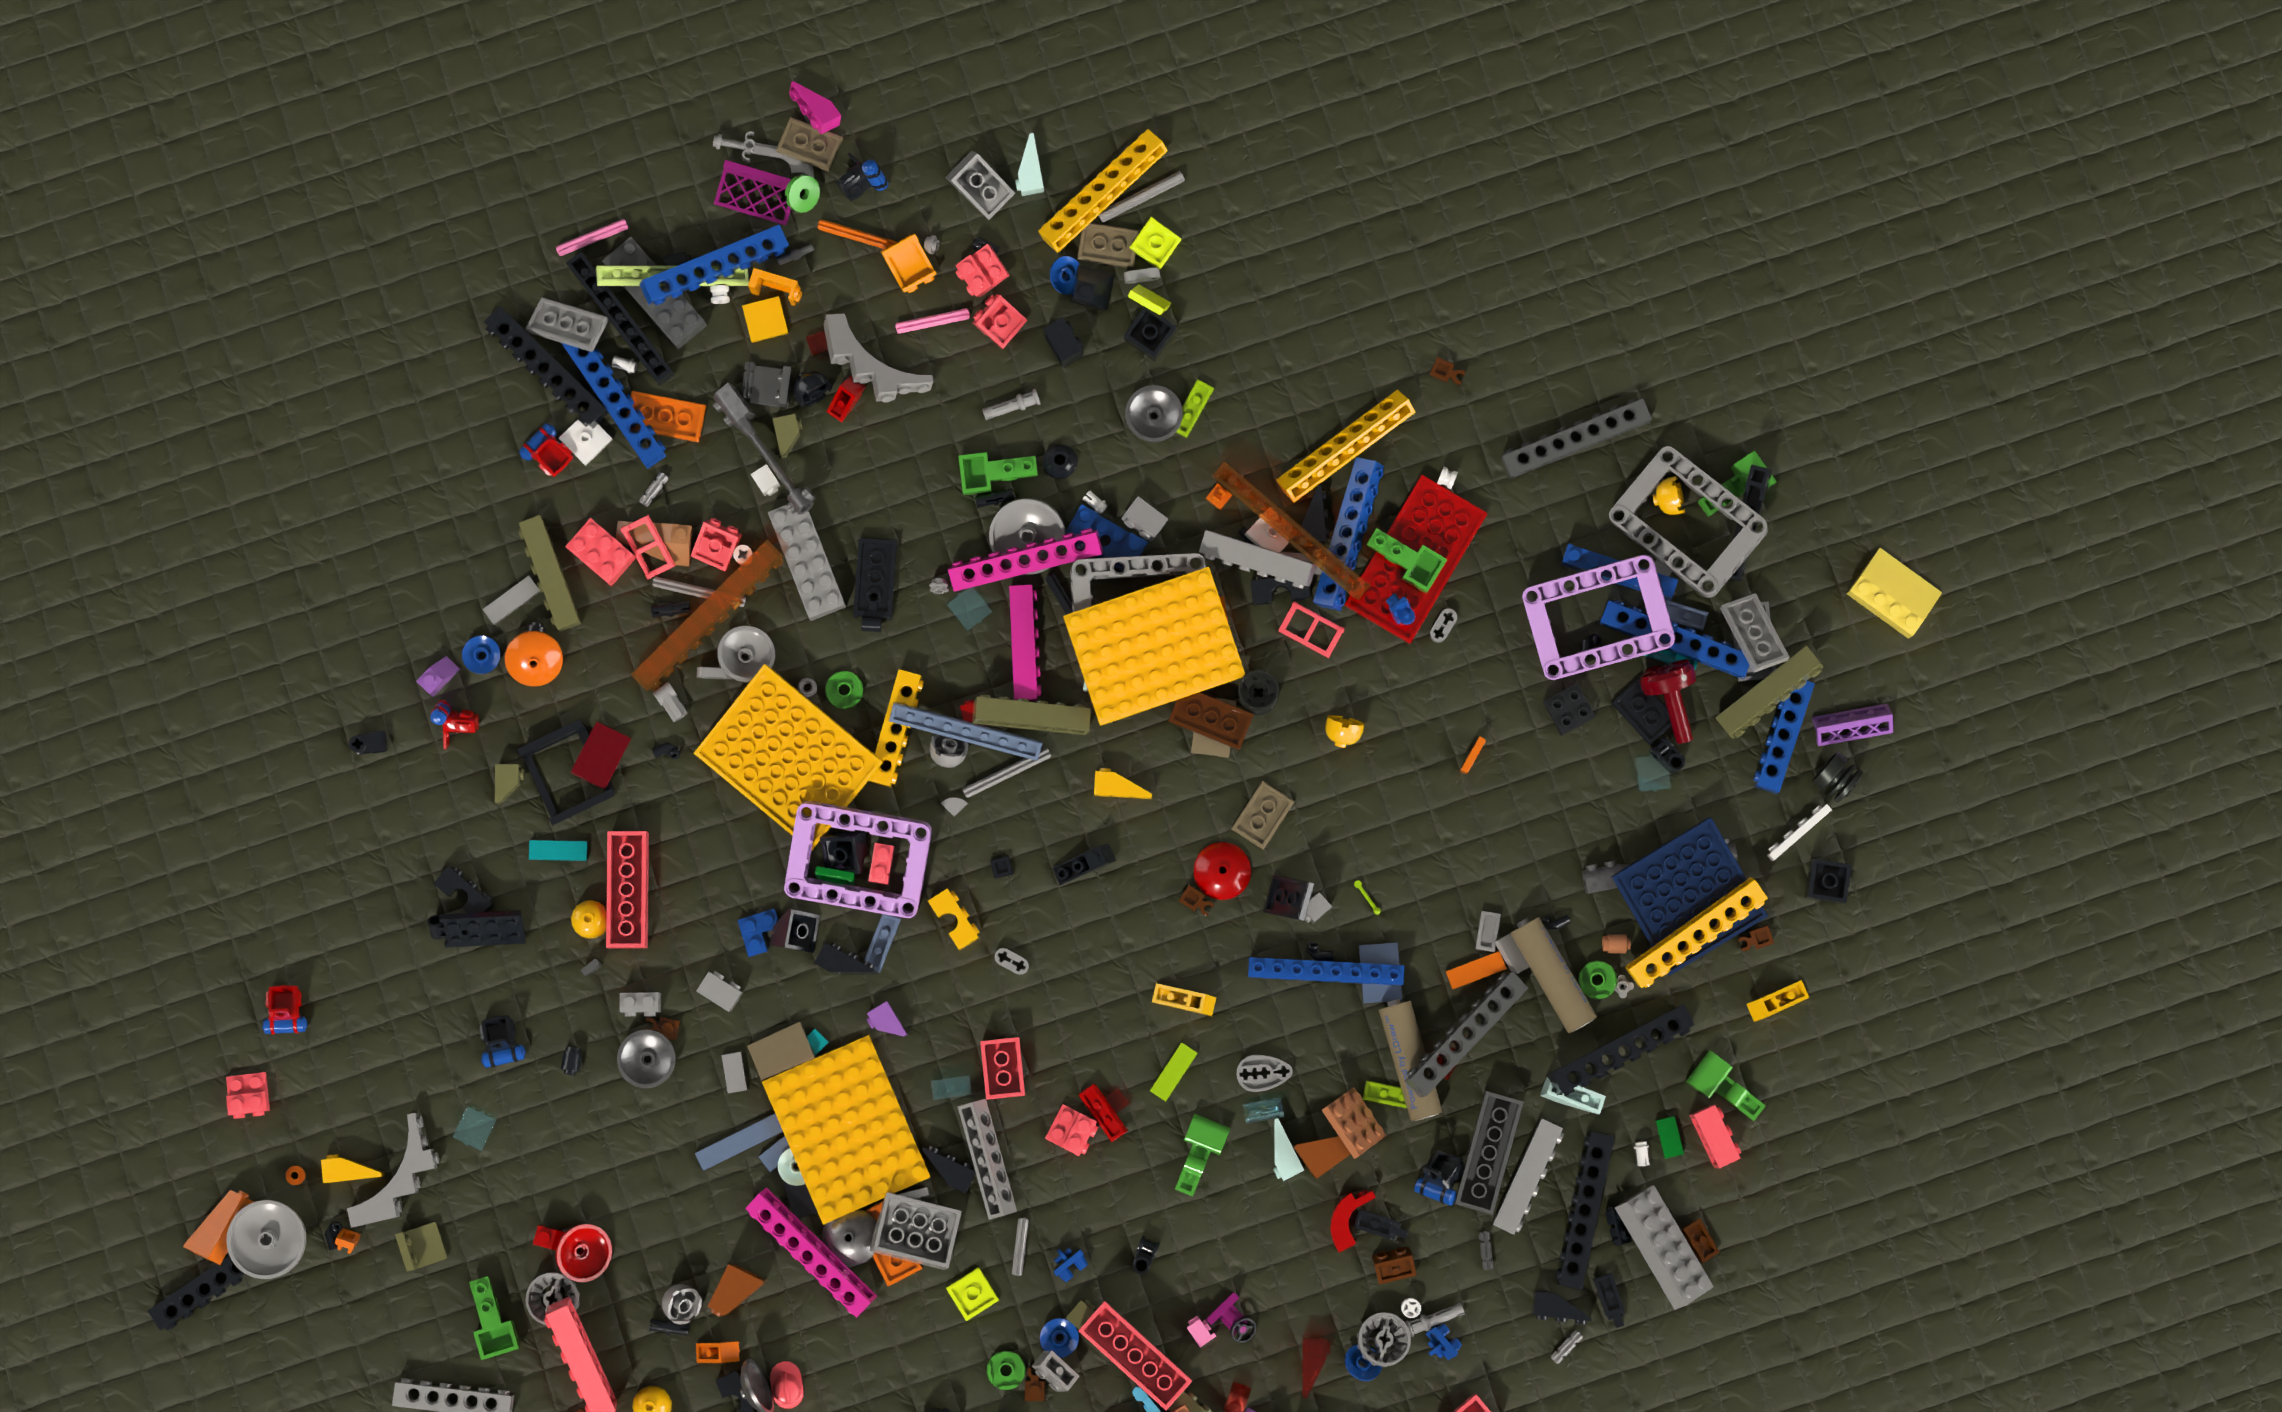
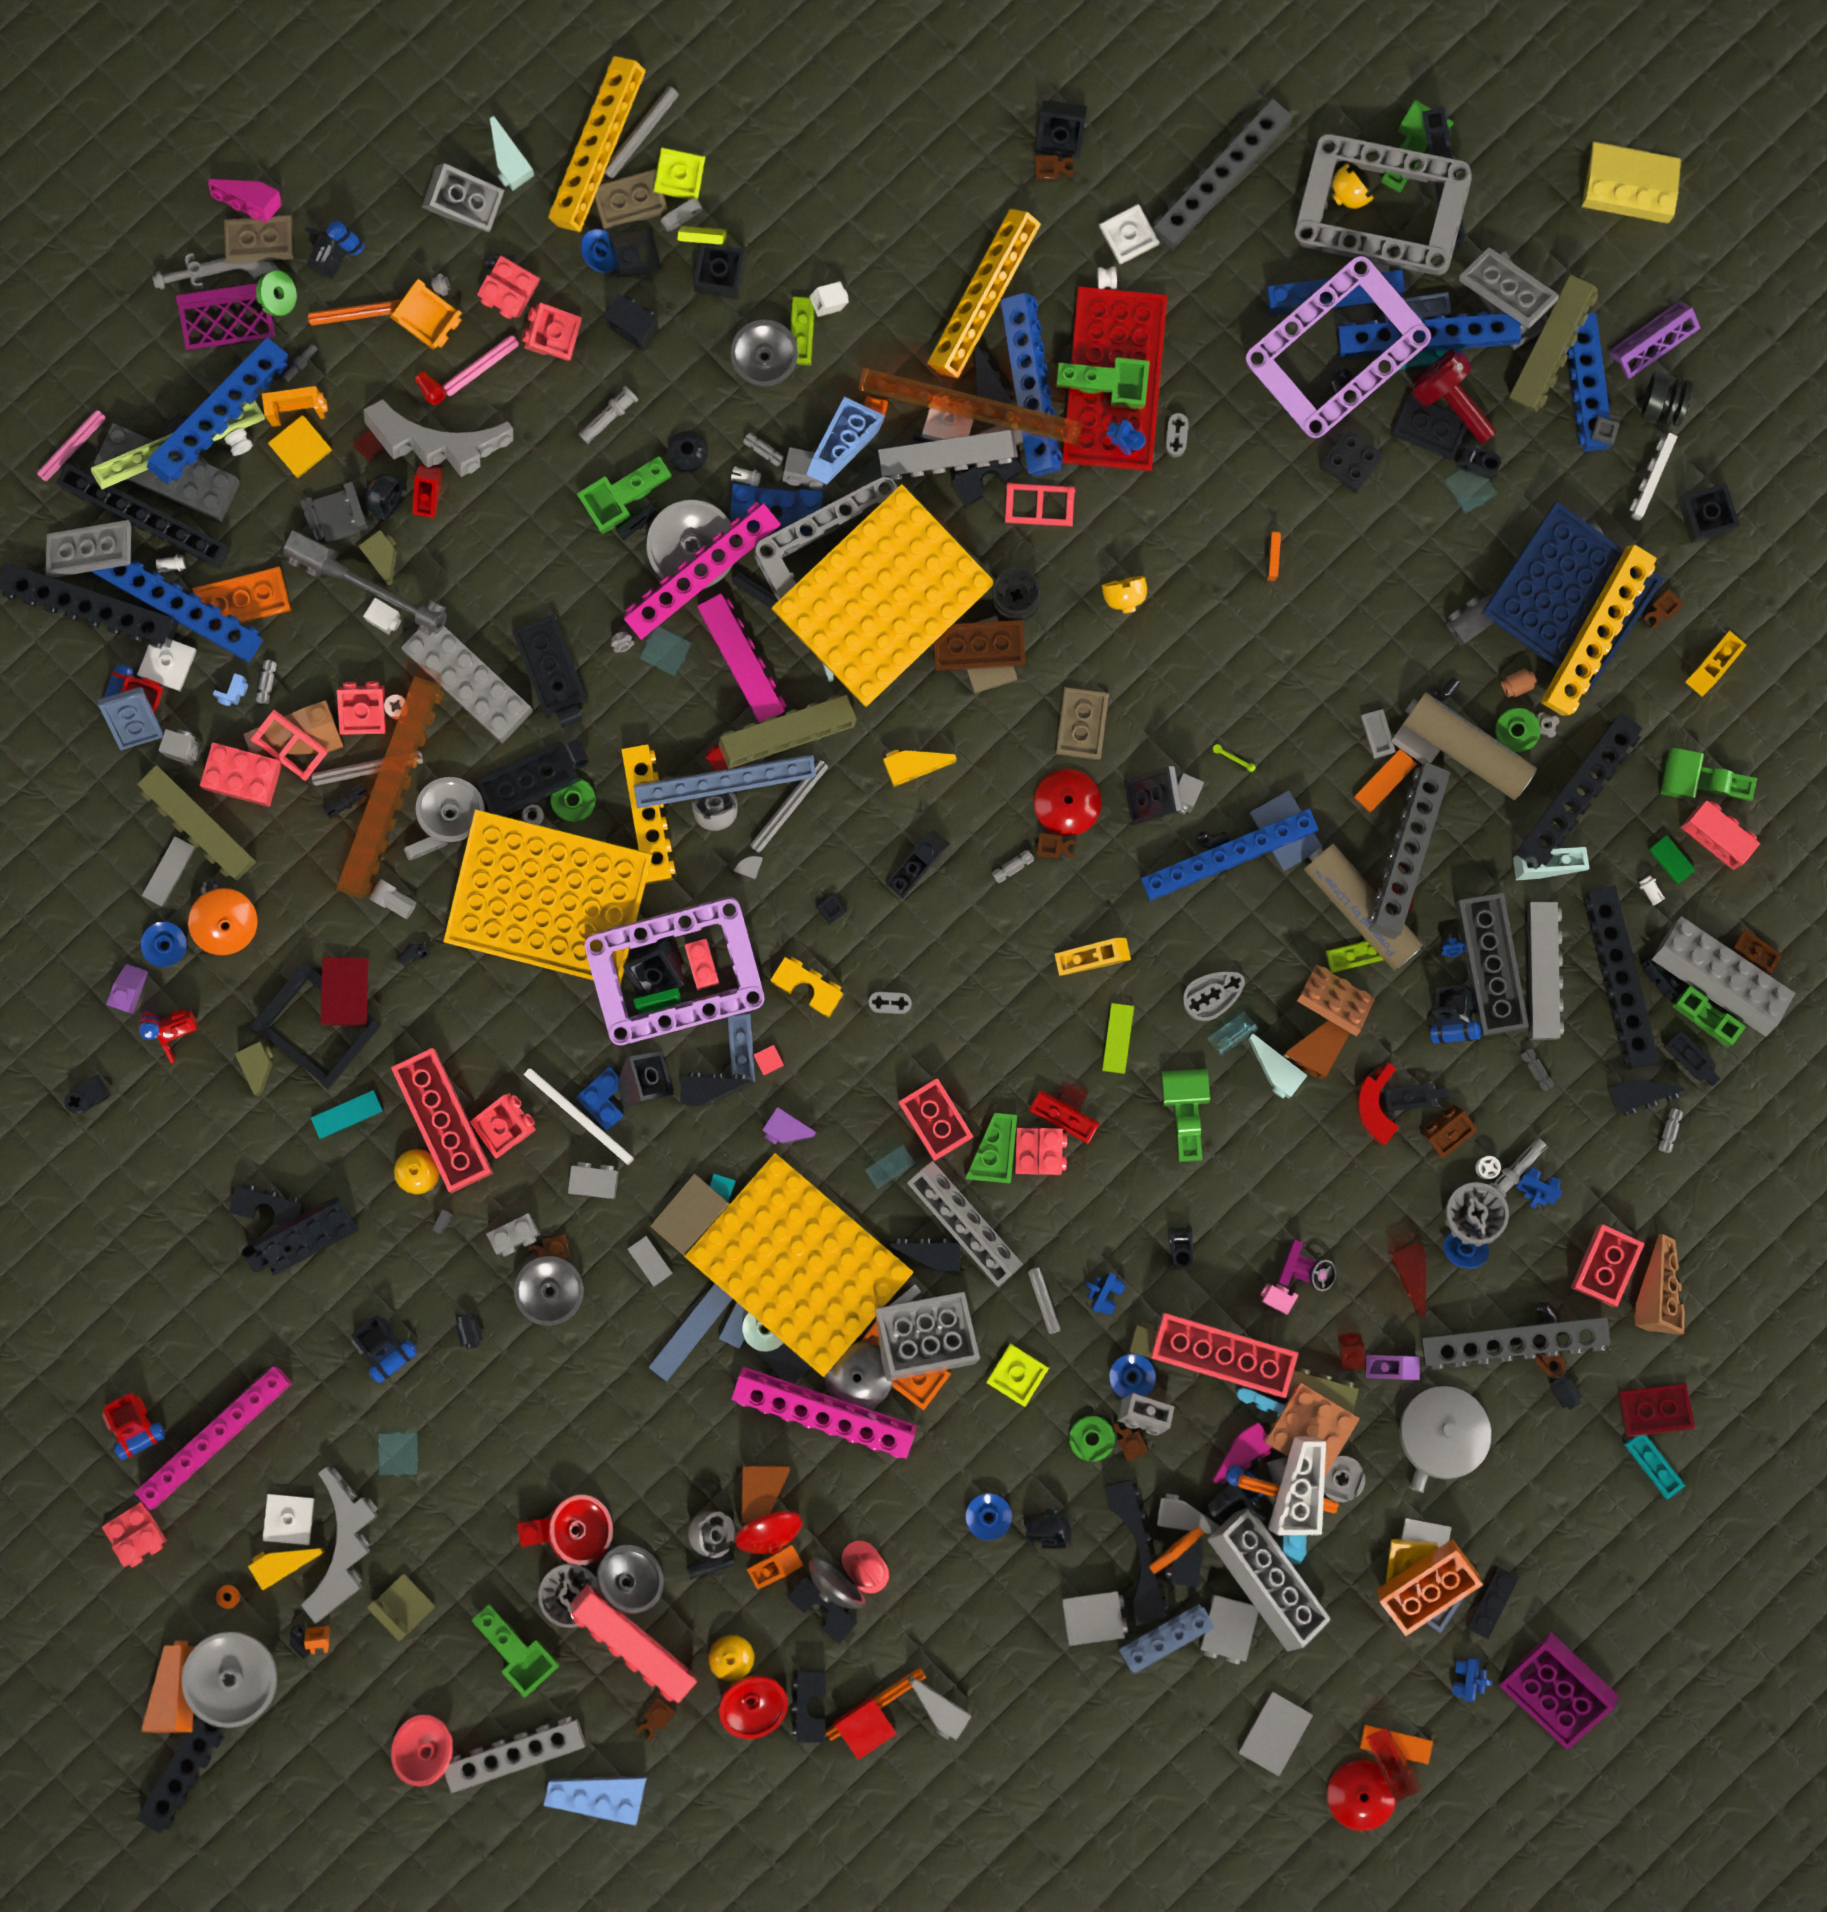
camera: 30 degrees left, 0 degrees up
(341, 1049) = (213, 1438): none -> dark pink brick
(368, 1138) = (288, 1519): none -> white plate
(379, 1357) = (412, 1750): none -> coral dish
(537, 470) = (130, 718): none -> sand blue tile
(565, 509) = (180, 746): none -> light grey brick
(613, 1305) = (640, 1573): none -> flat silver dish
(627, 485) = (237, 689): none -> light blue bracket
(672, 915) = (503, 1125): none -> coral plate
(724, 1324) = (769, 1533): none -> red dish
(734, 939) = (579, 1116): none -> white tile
(814, 658) = (525, 780): none -> black hinge
(885, 321) = (432, 391): none -> red cone
(895, 1402) = (988, 1529): none -> blue dish
(898, 961) = (768, 1060): none -> coral tile
(1037, 1115) = (996, 1151): none -> bright green wing
(1118, 487) = (763, 449): none -> light grey axle
(1156, 900) = (1013, 866): none -> light grey axle
(1185, 508) = (845, 437): none -> light blue wedge
(1224, 394) = (829, 299): none -> white brick
(1465, 1124) = (1452, 947): none -> blue plate
(1467, 344) = (1061, 129): none -> black slope
(1481, 451) = (1129, 234): none -> white plate
(1637, 1273) = (1715, 1023): none -> bright green arch
(1777, 779) = (1605, 430): none -> dark grey tile

